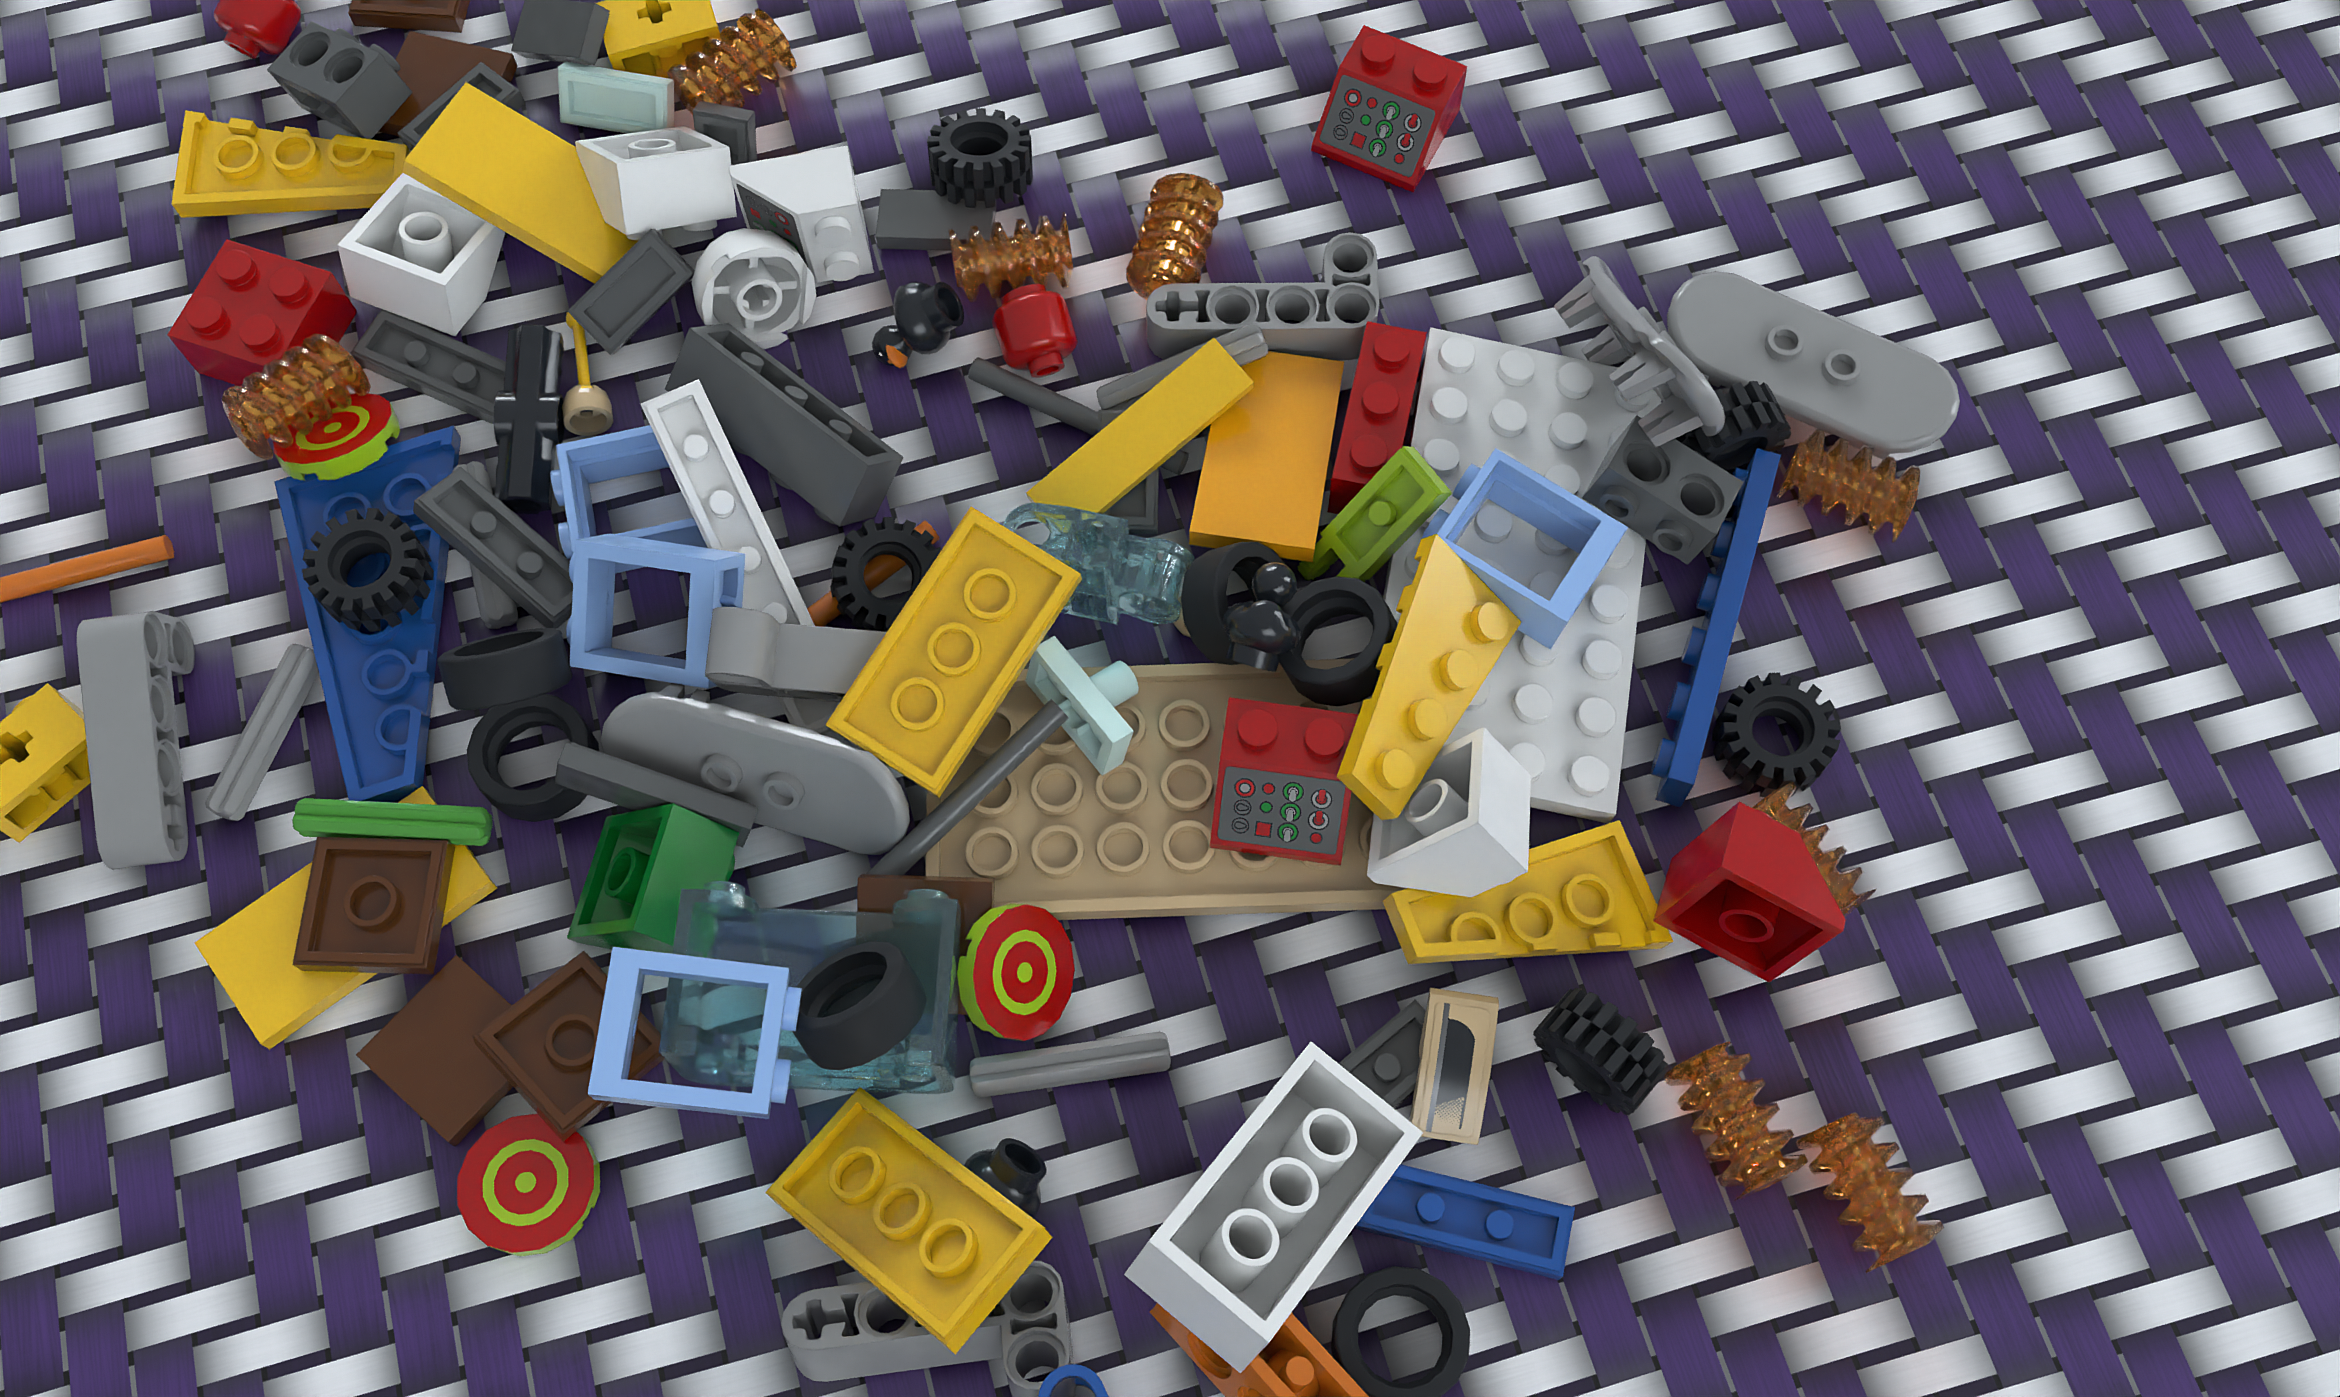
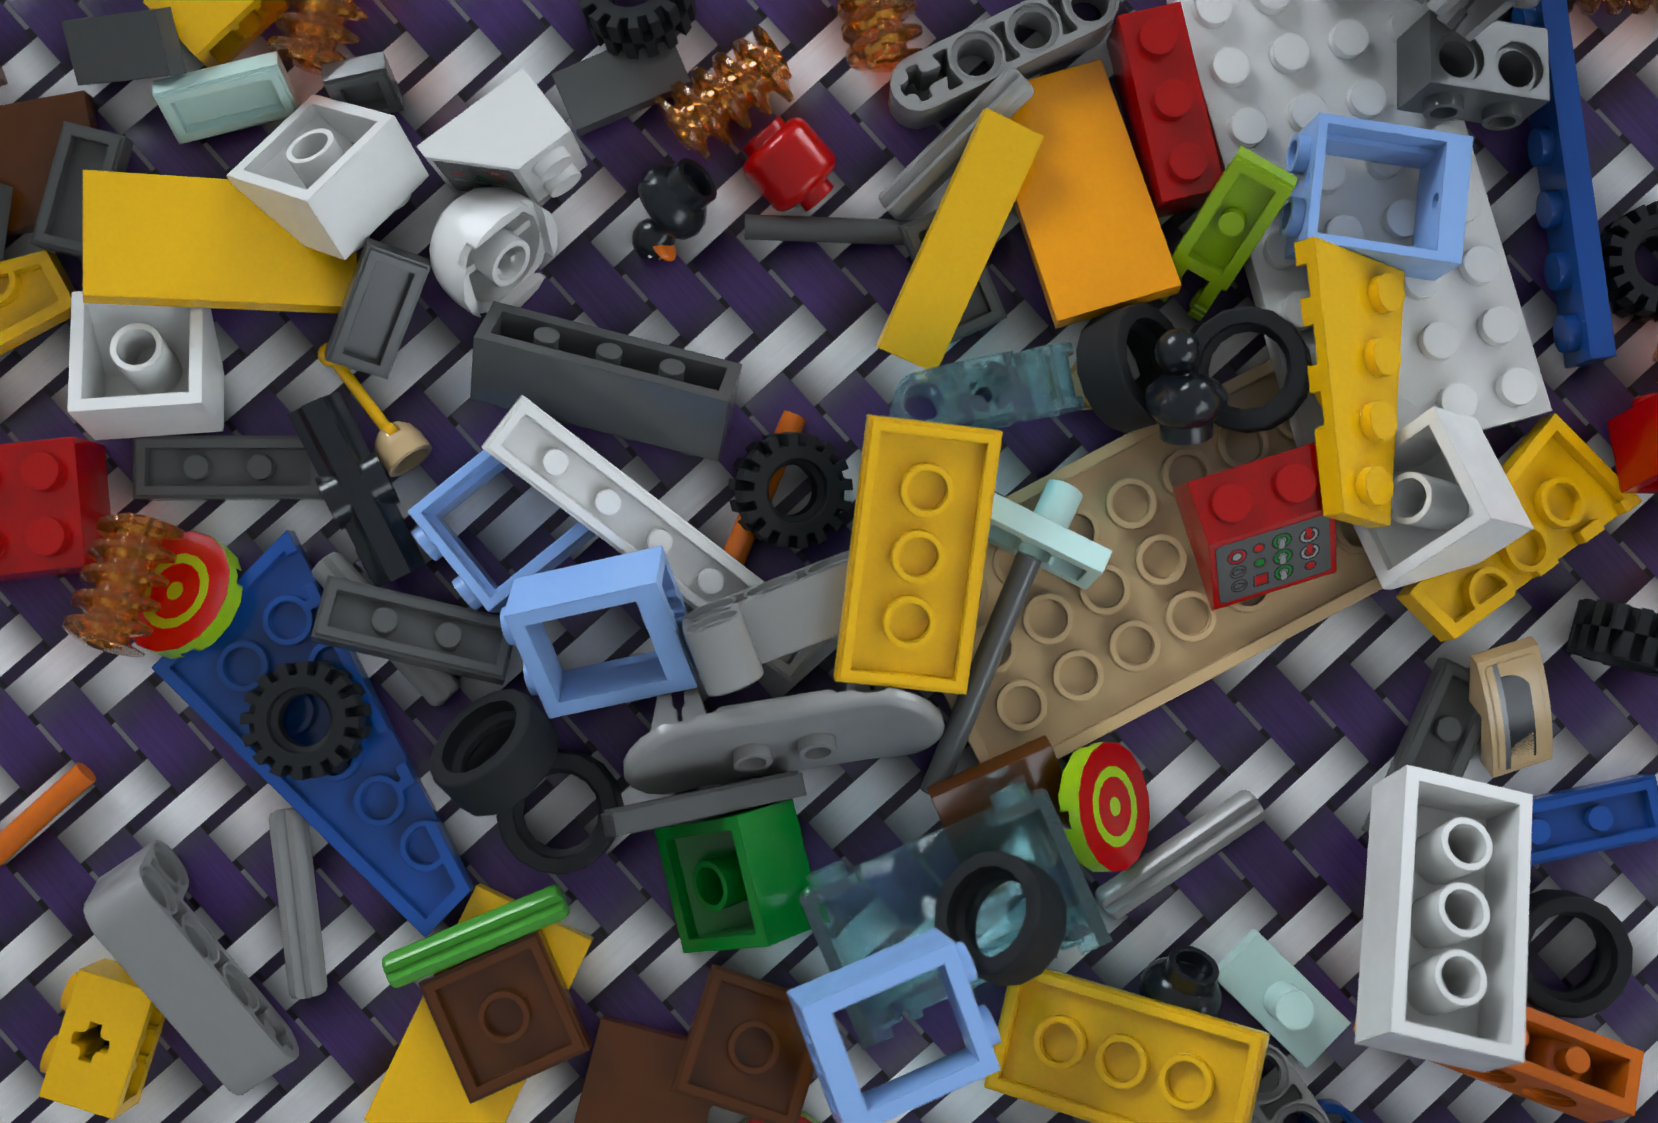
camera: 30 degrees left, 20 degrees up
(1096, 1252) = (1280, 998): none -> light aqua tile

